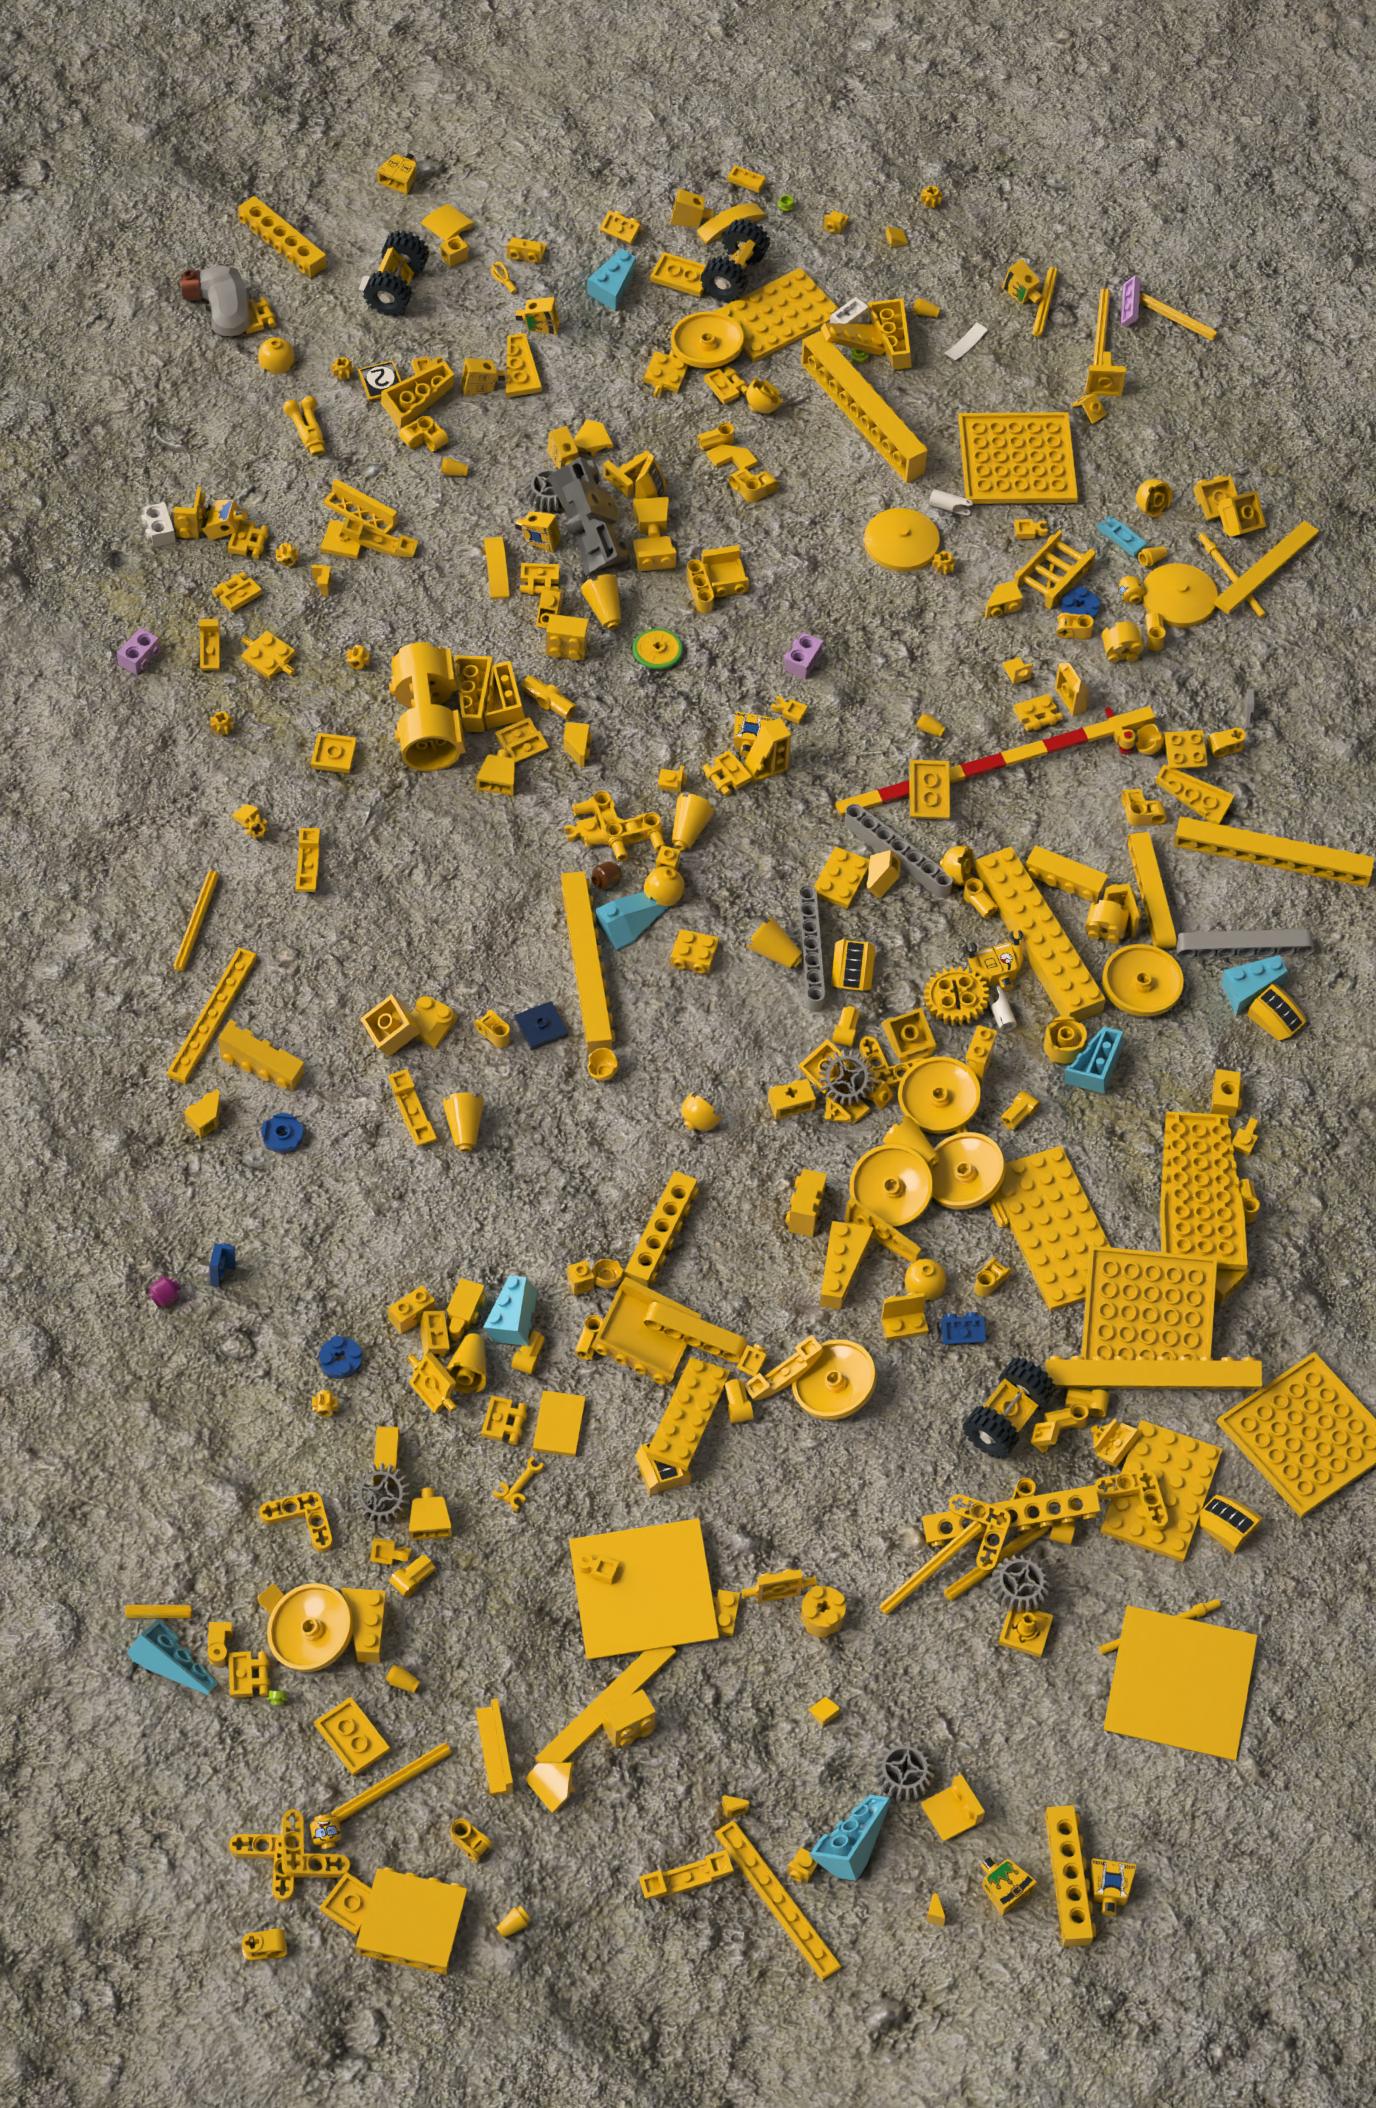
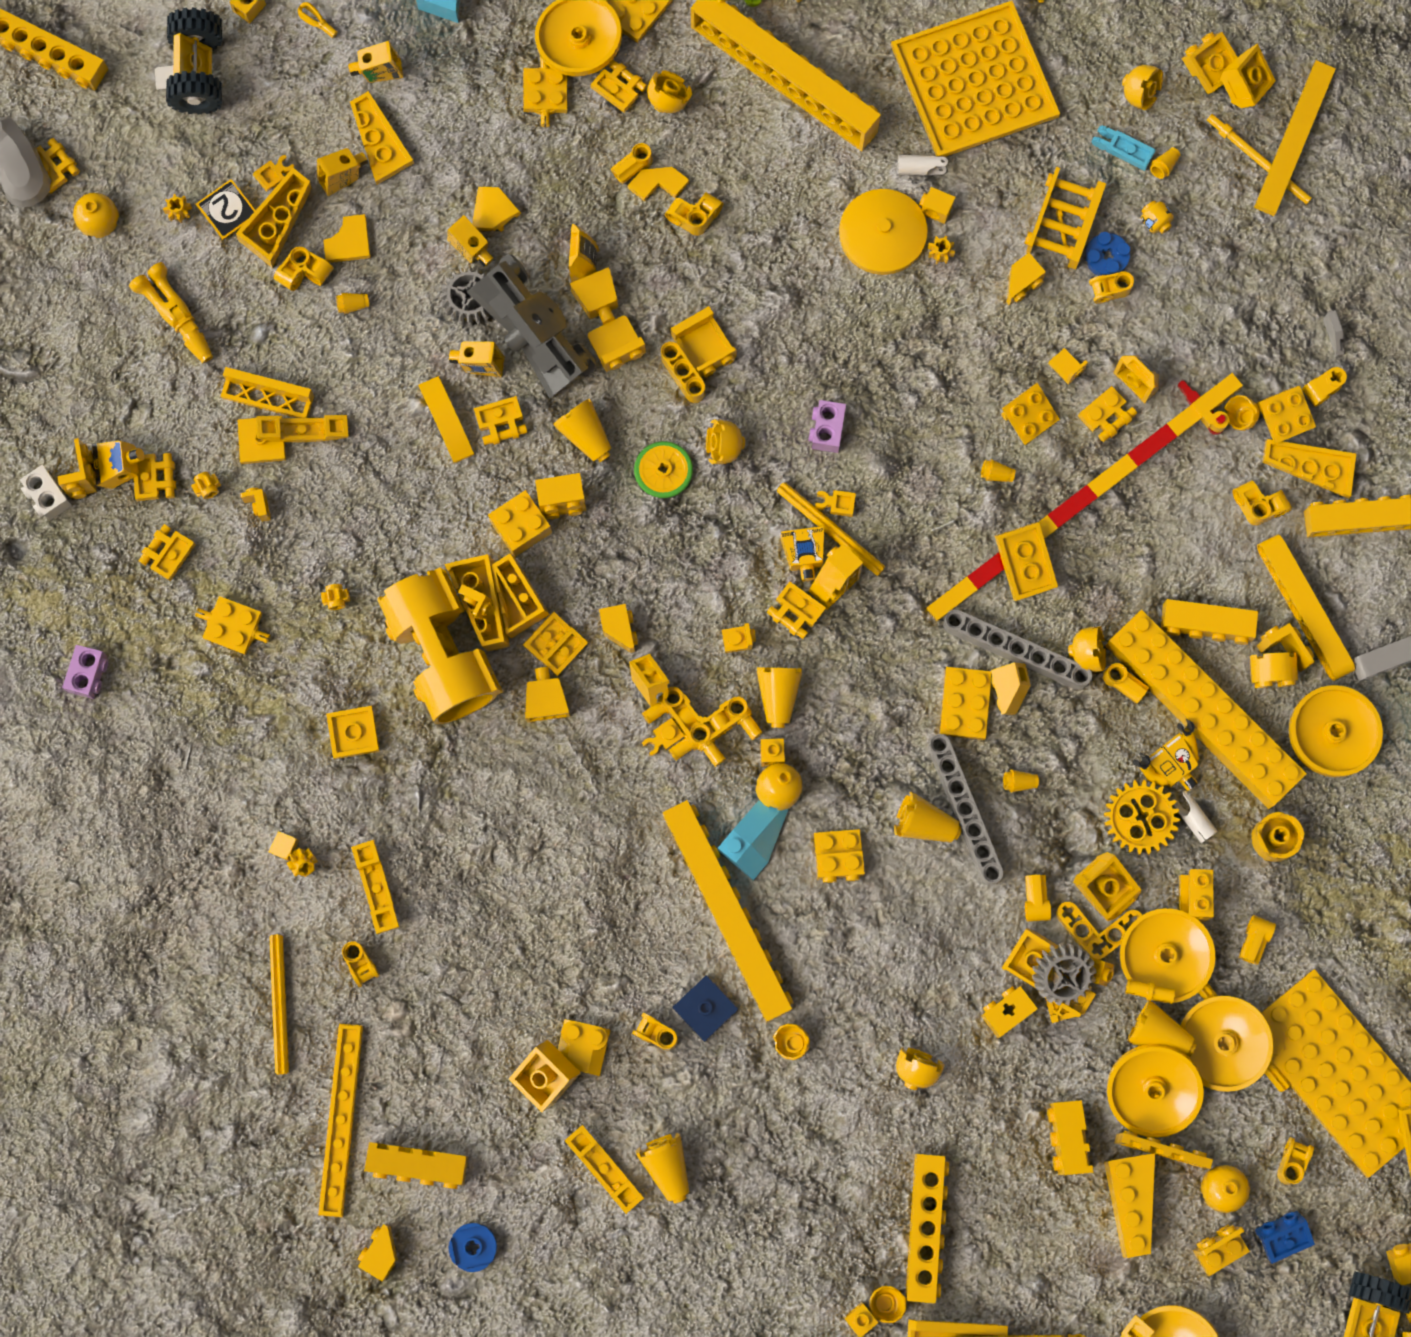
camera: 15 degrees left, 20 degrees up
(209, 644) = (163, 640): yellow bracket -> none
(221, 723) = (209, 732): yellow gear -> none
(273, 910) = (360, 964): none -> yellow piece
(320, 462) = (198, 345): none -> yellow cone
(468, 429) = (349, 242): none -> yellow tile
(470, 681) = (472, 597): none -> yellow bracket
(526, 649) = (520, 523): none -> yellow brick
(548, 697) = (565, 577): yellow piece -> none
(550, 603) = (525, 456): yellow slope -> none
(585, 778) = (649, 678): none -> yellow hinge
(606, 875) = (711, 792): reddish brown head -> none
(622, 477) = (548, 243): yellow bracket -> none
(715, 640) = (724, 442): none -> yellow cylinder
(767, 711) = (830, 527): none -> yellow axle
(853, 965) = (1017, 818): yellow slope -> none
(864, 937) = (1019, 781): none -> yellow cone
(914, 1112) = (1150, 991): none -> yellow pin
(953, 532) = (937, 204): none -> yellow brick
(973, 693) = (1030, 413): none -> yellow hinge
(1027, 528) = (1017, 172): yellow plate -> none
(1097, 1062) = (1322, 852): medium azure wedge -> none
(1122, 642) = (1173, 294): yellow brick -> none
(1155, 631) = (1200, 262): yellow piece -> none
(1180, 594) = (1210, 204): yellow dish -> none

